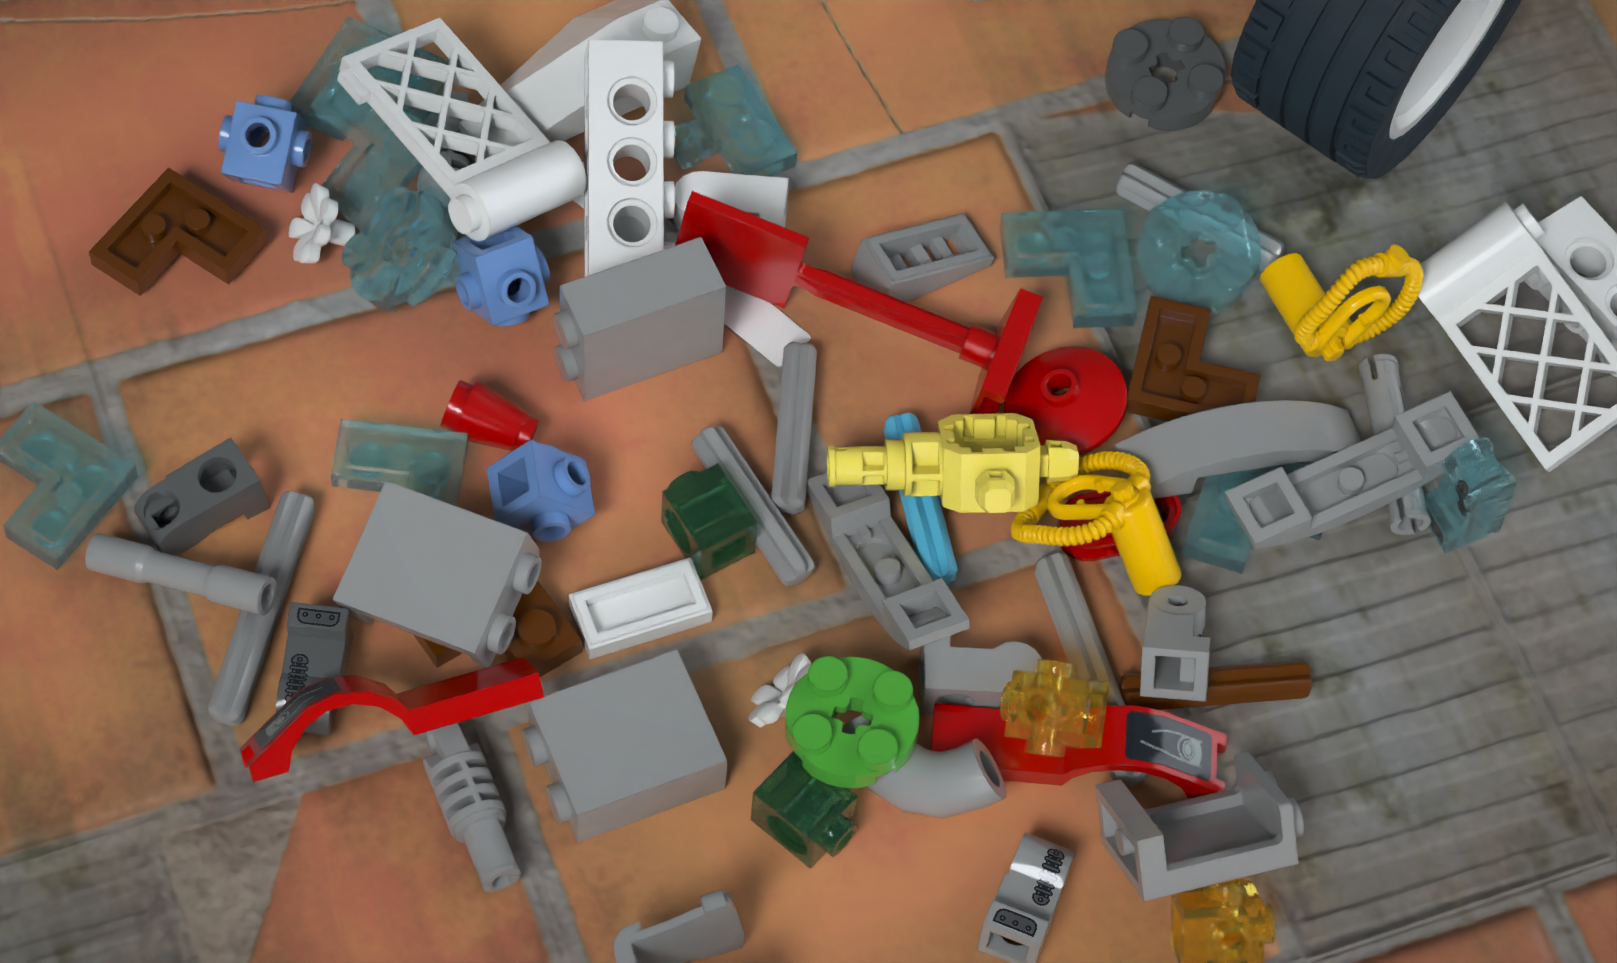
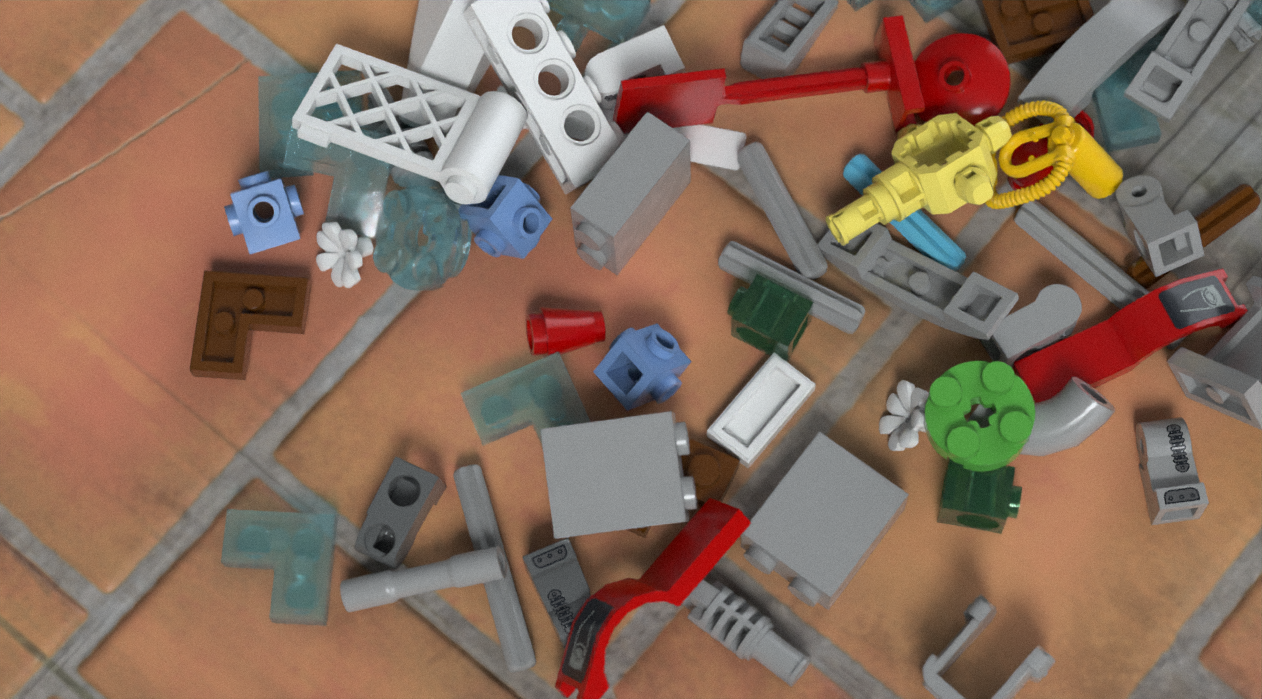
camera: 20 degrees left, 10 degrees up
(1054, 708) = (1122, 308): clear yellow brick -> none

